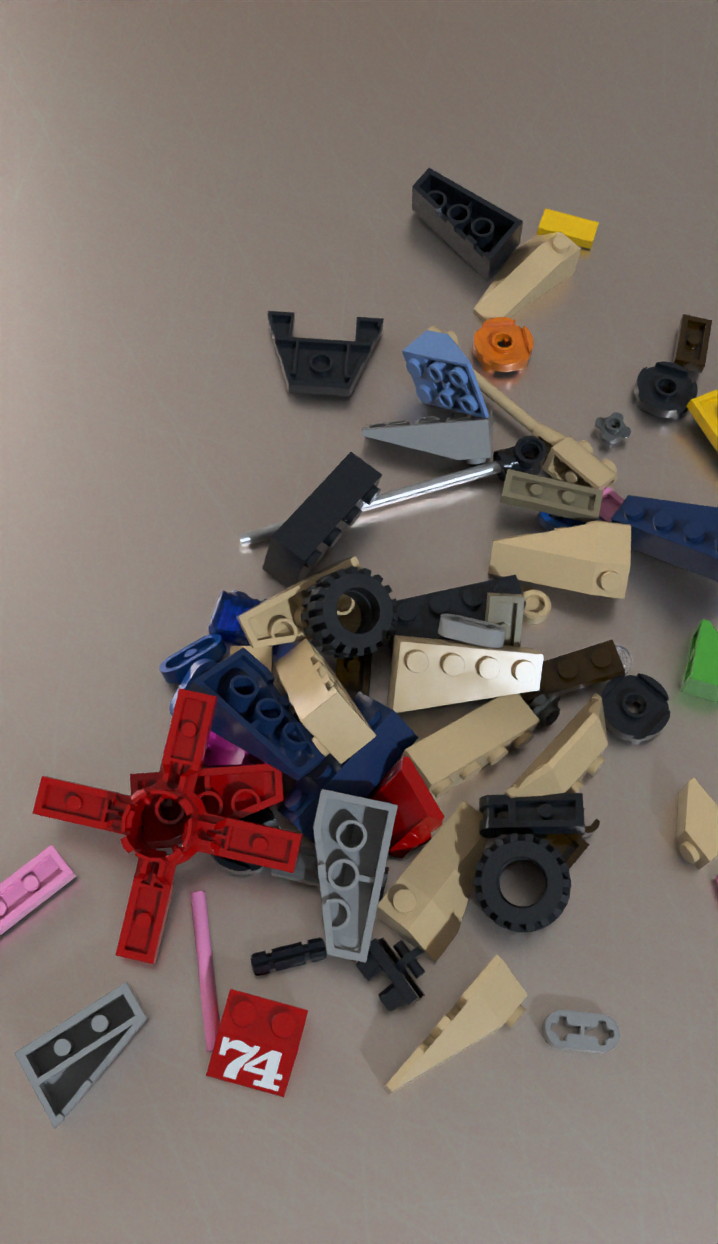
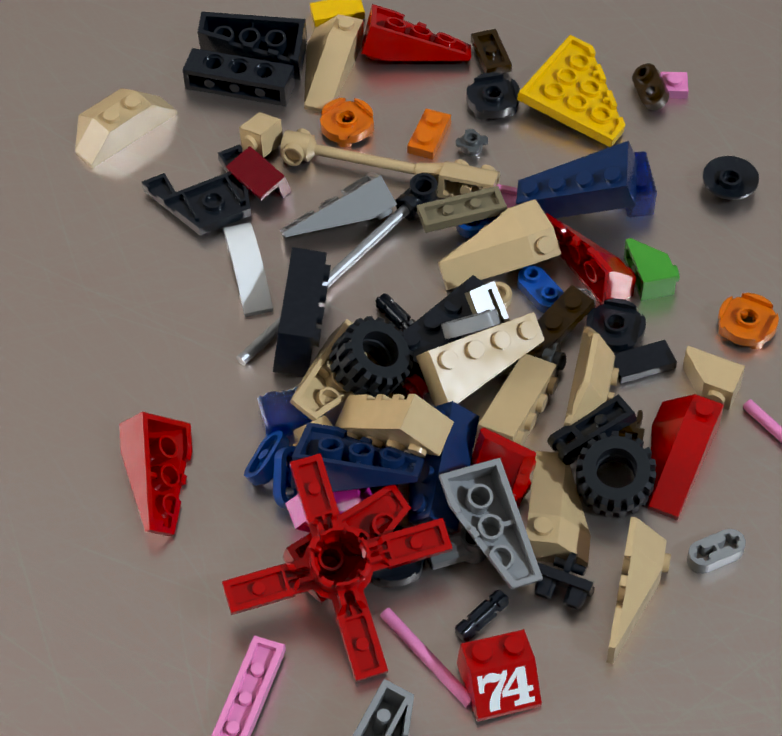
camera: 25 degrees left, 10 degrees down
(86, 607) = (155, 461): none -> red wedge
(289, 243) = (118, 123): none -> tan wedge
(308, 448) = (248, 269): none -> white slope
(378, 358) = (258, 174): none -> dark red panel
(383, 661) = (415, 385): none -> red plate
(407, 318) = (261, 133): none -> tan brick
(418, 570) = (394, 312): none -> black axle
(428, 250) = (239, 77): none -> black brick
(444, 374) = (325, 159): medium blue slope -> none
(576, 398) = (429, 134): none -> orange plate
(581, 621) = (538, 287): none -> blue plate
(607, 286) = (394, 39): none -> red wedge
(617, 883) = (679, 446): none -> red wedge
(639, 763) = (644, 361): none -> black tile
(654, 634) = (593, 265): none -> red wedge

